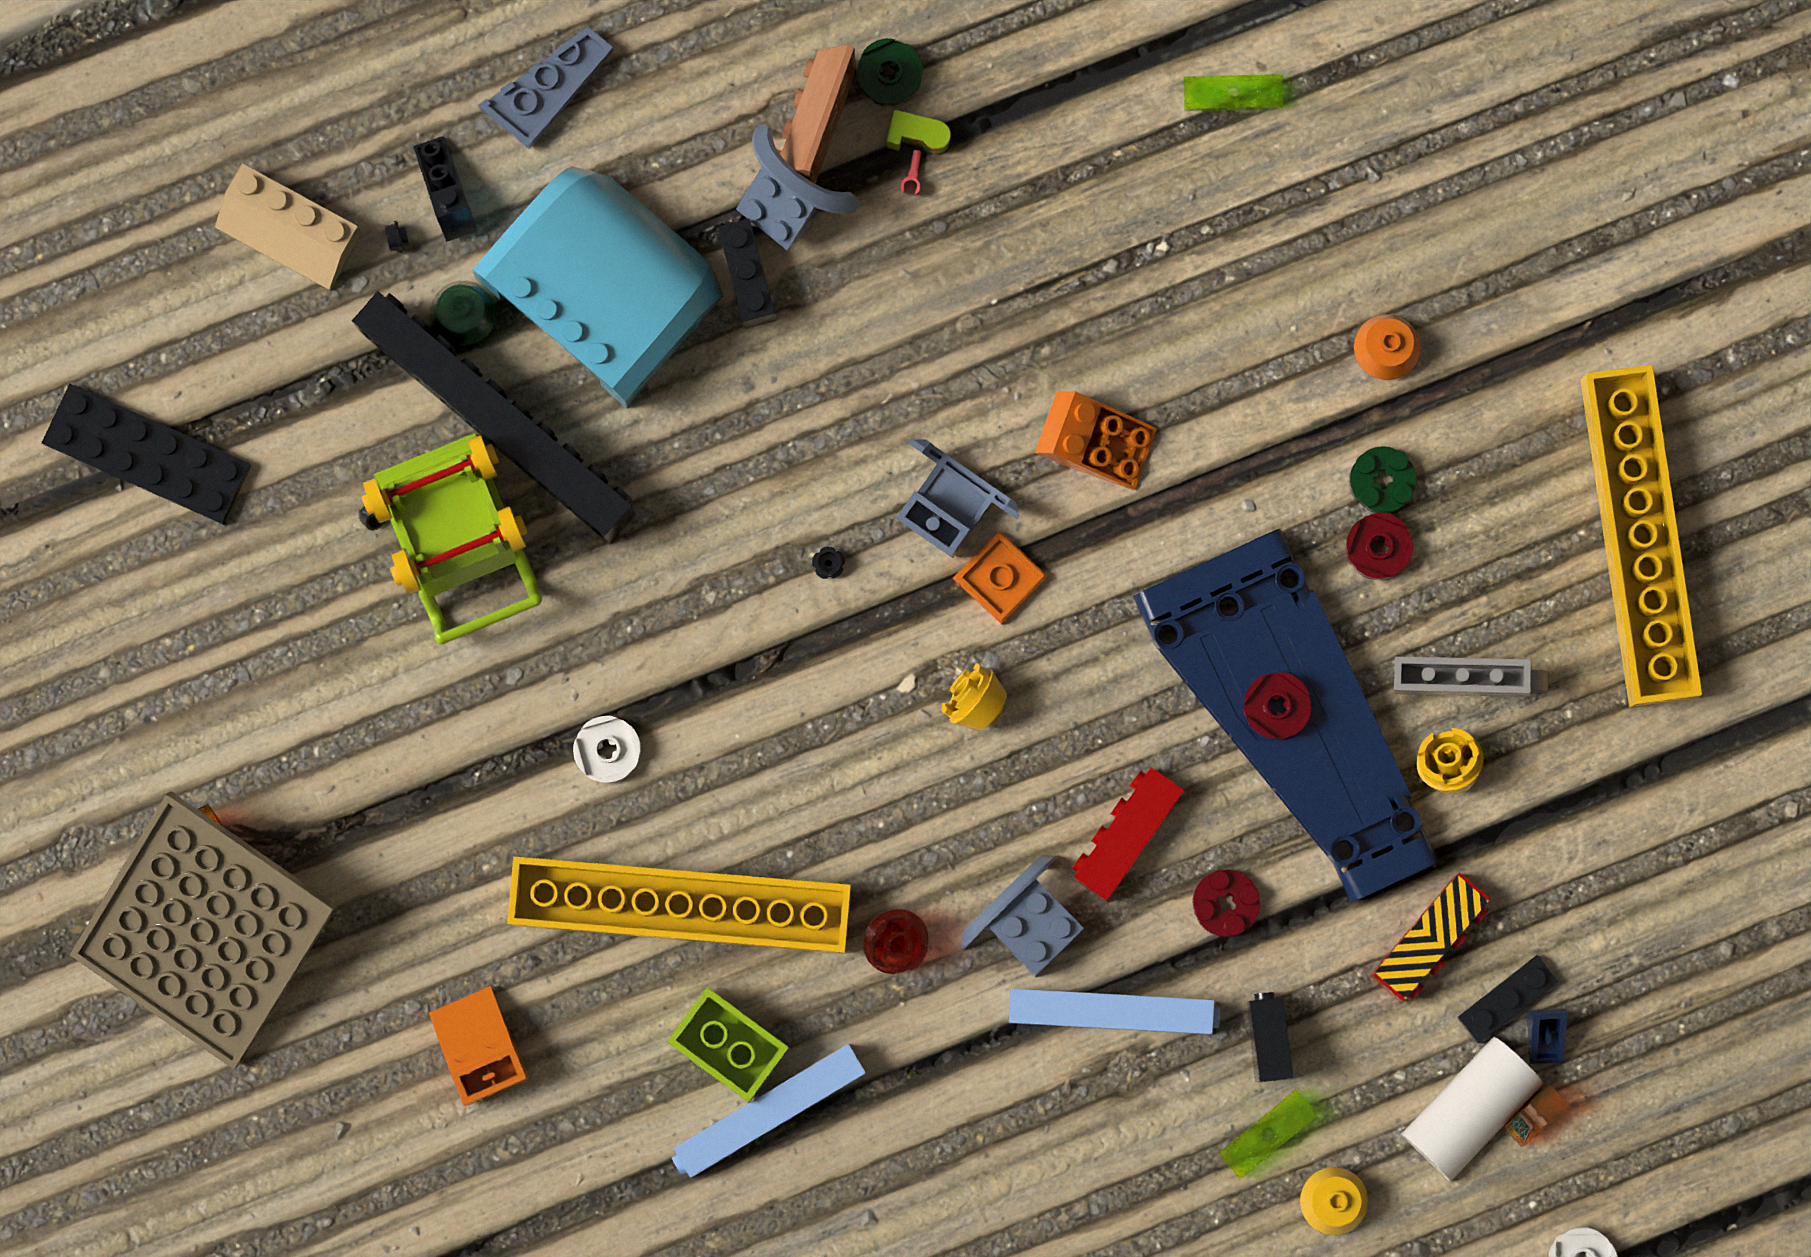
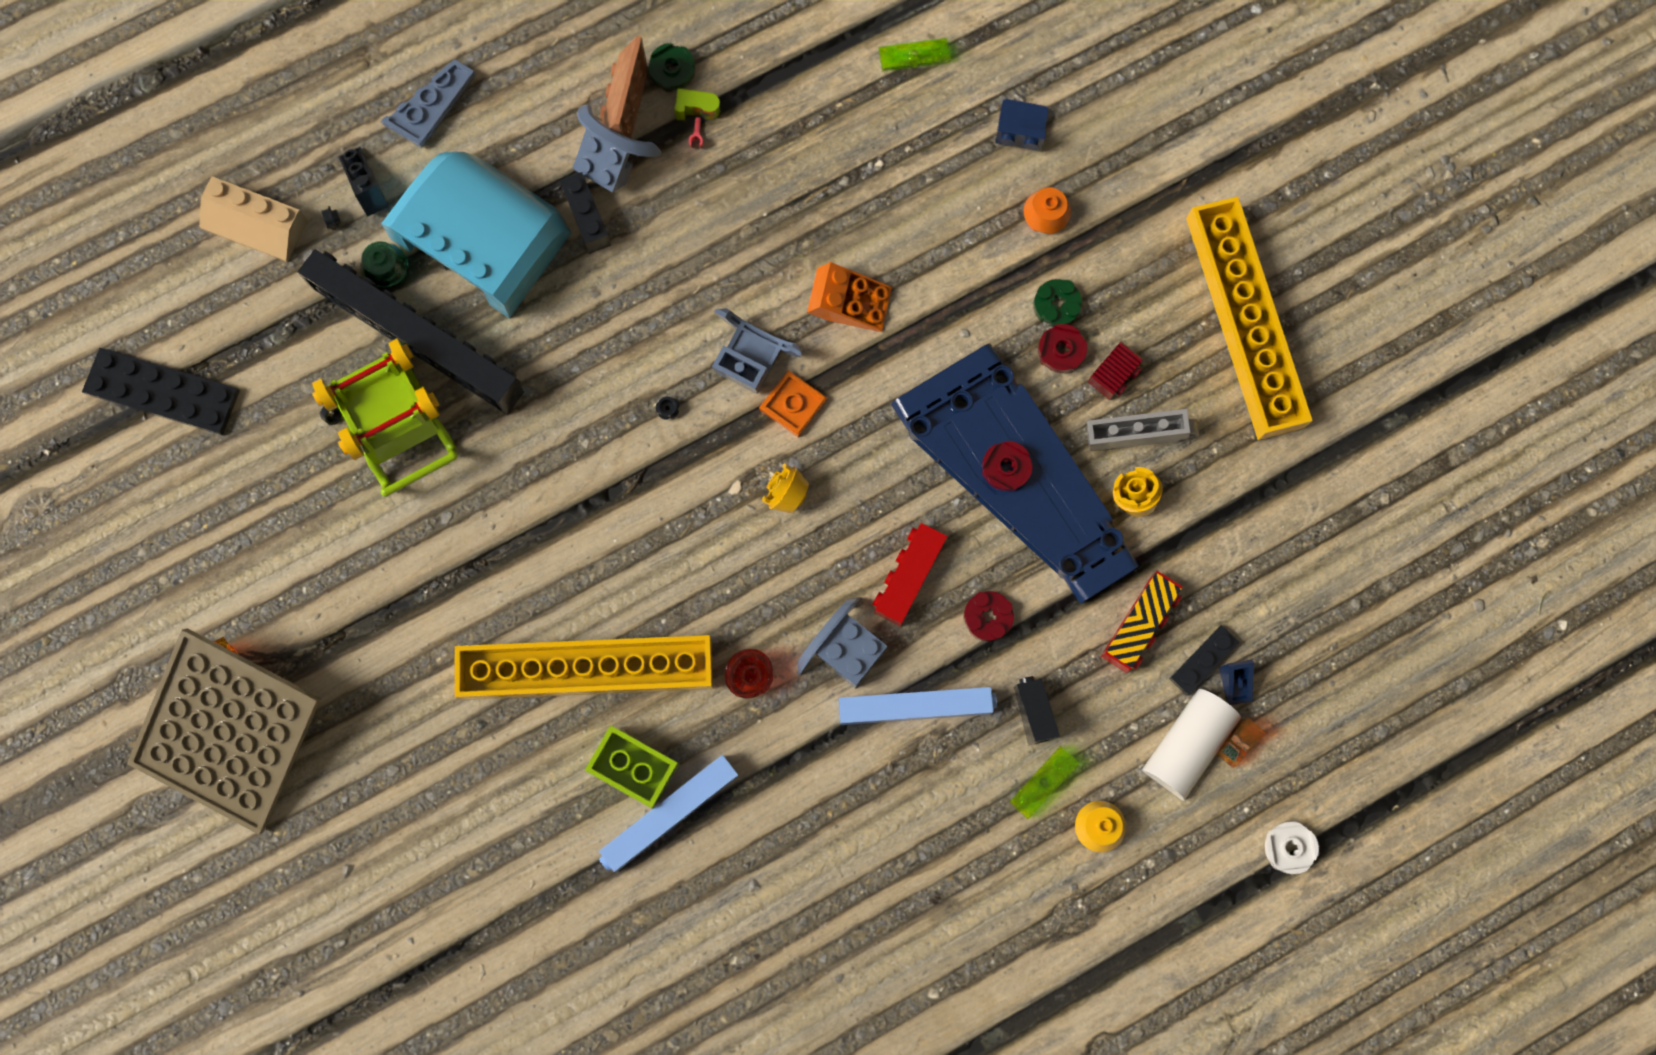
camera: 15 degrees left, 5 degrees down
(478, 1046) = (444, 794): orange slope -> none
(617, 733) = (507, 554): white plate -> none
(1369, 217) = (1022, 125): none -> dark blue bracket
(1447, 588) = (1115, 371): none -> dark red brick

